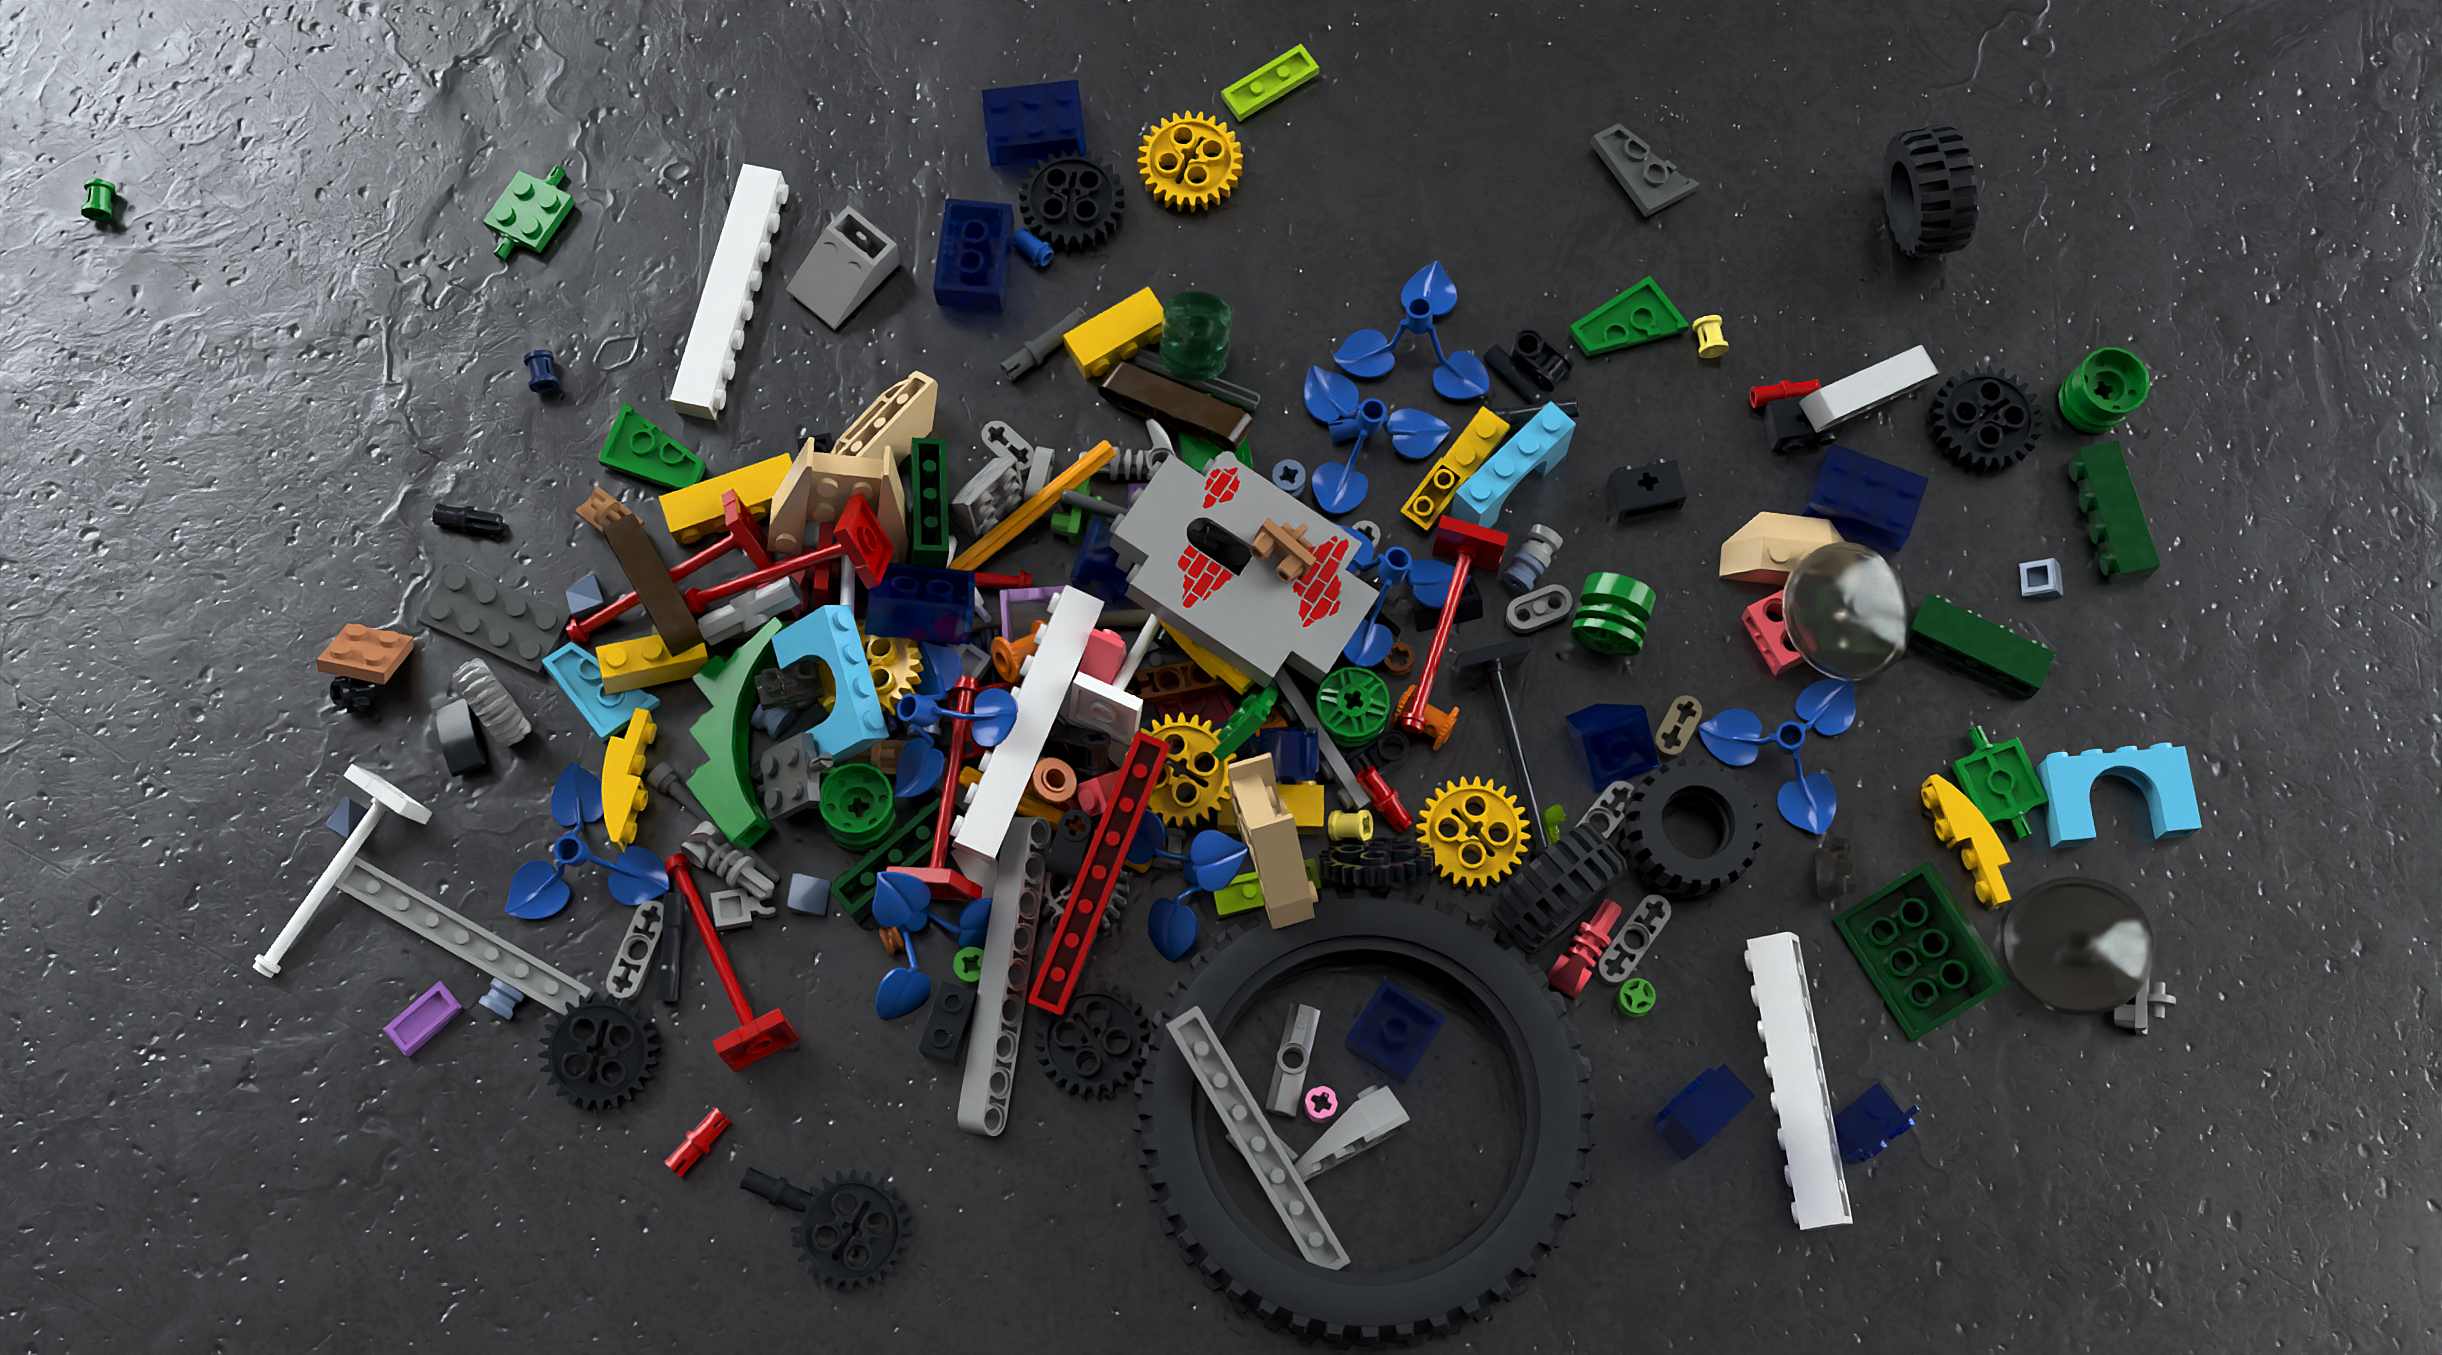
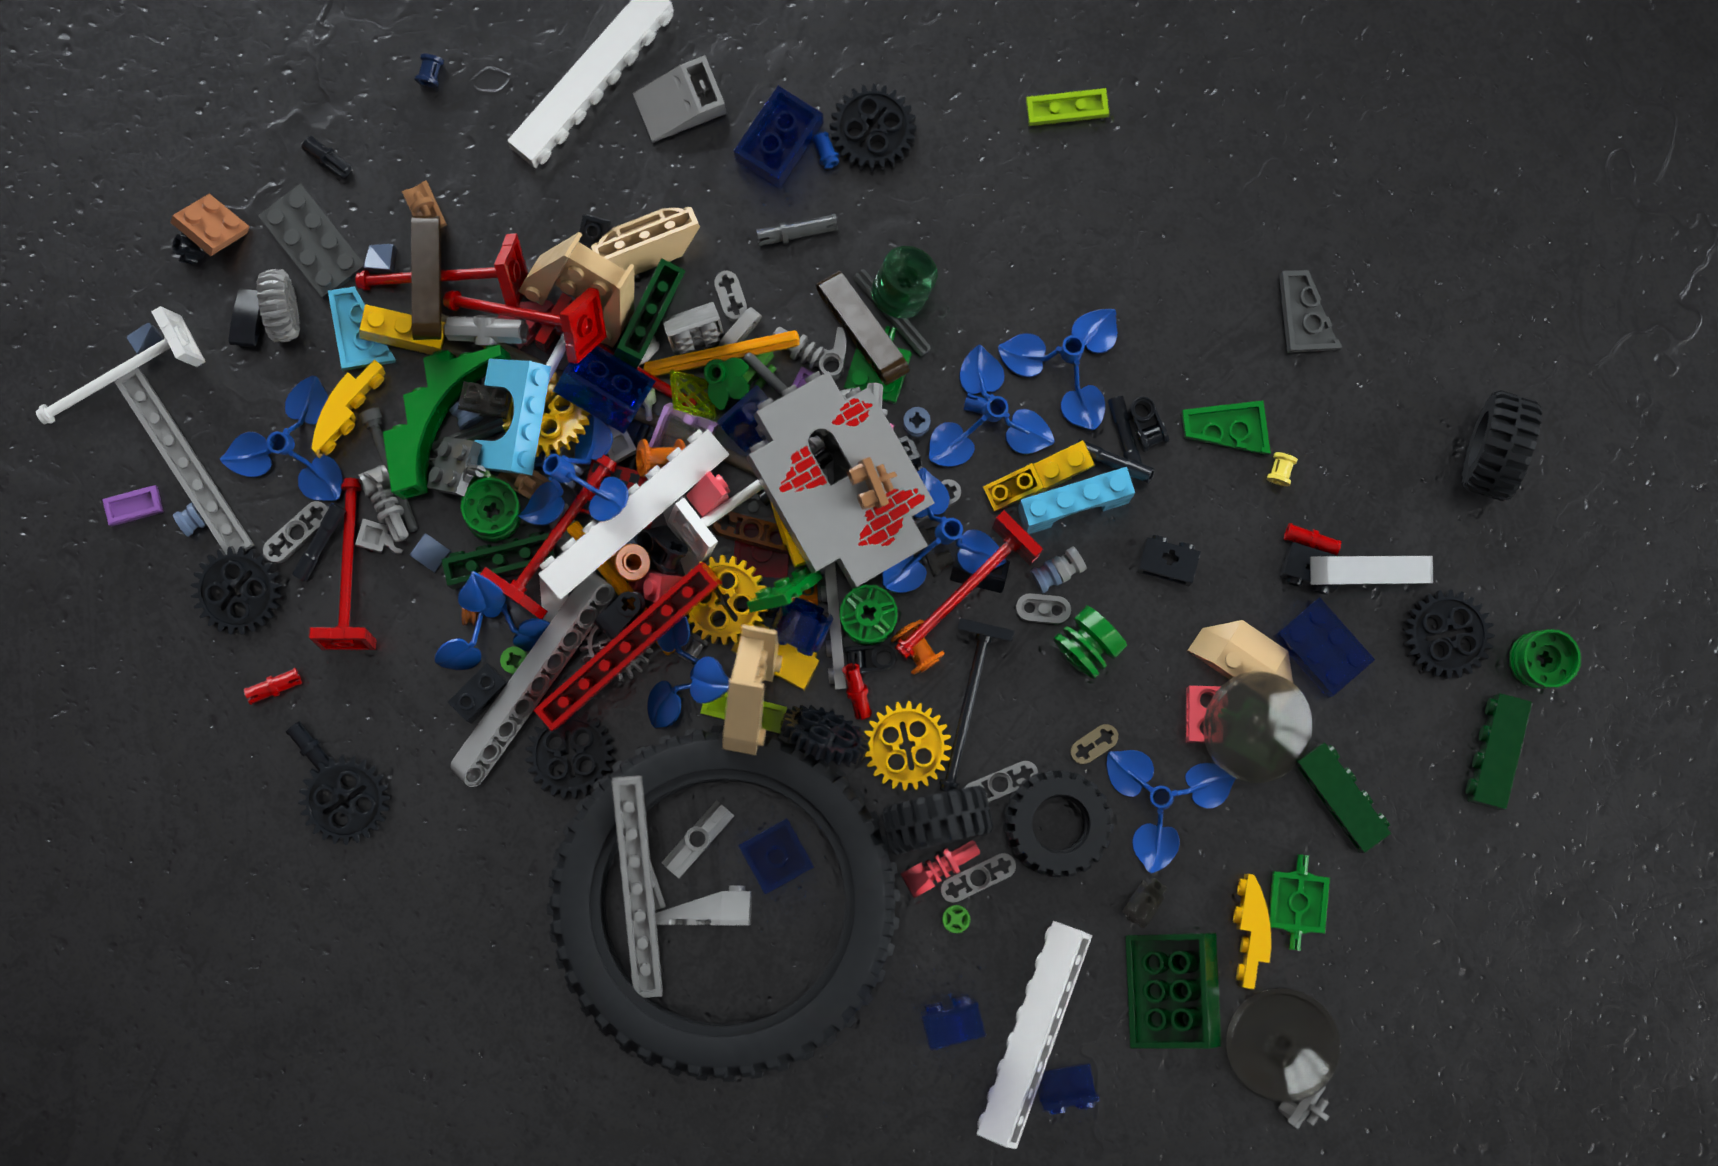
camera: 30 degrees right, 10 degrees up
(649, 454) = (475, 172): green wing -> none
(700, 507) = (487, 232): yellow brick -> none
(1033, 121) = (875, 53): clear blue brick -> none
(1051, 577) = (675, 376): none -> clear neon green window
(1059, 536) = (729, 384): none -> green plate
(1115, 334) = (850, 248): yellow brick -> none
(1164, 150) = (989, 158): yellow gear -> none
(1316, 1094) = (692, 877): bright pink bush -> none
(1350, 825) = (824, 697): light yellow bush -> none
(1394, 668) = (930, 588): dark orange bush -> none
(1552, 817) = (970, 762): clear neon green hand -> none
(1612, 742) = (1040, 732): clear blue slope -> none
(2041, 579) = (1418, 772): sand blue slope -> none
(2158, 771) = (1416, 954): medium azure arch -> none

